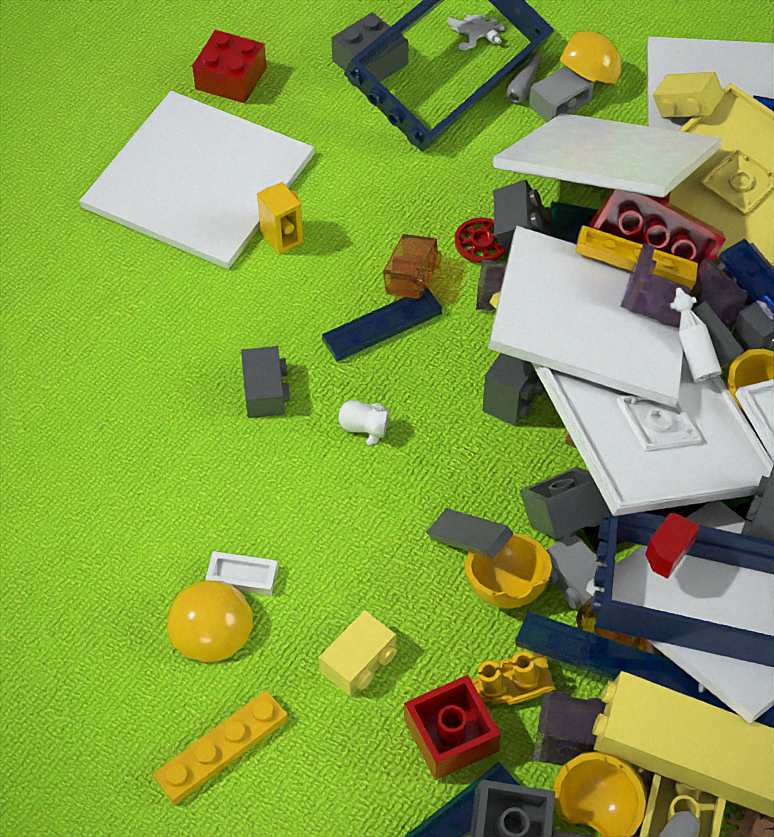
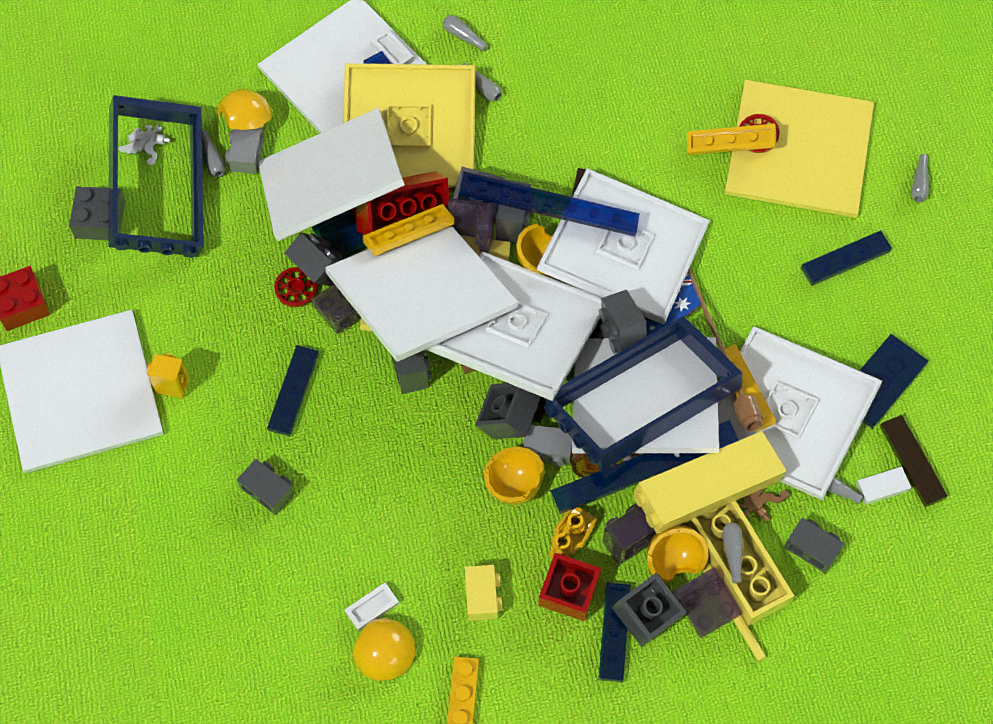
camera: 45 degrees left, 10 degrees up
(362, 417) = (344, 458): white animal -> none
(411, 266) = (277, 340): clear orange brick -> none
(470, 533) = (475, 474): dark grey tile -> none
(651, 293) = (442, 245): clear purple bracket -> none
(671, 544) = (597, 391): red piece -> none
(688, 94) = (329, 91): light yellow piece -> none
(695, 340) = (490, 255): white wheel -> none
(723, 342) = (493, 244): dark grey tile -> none

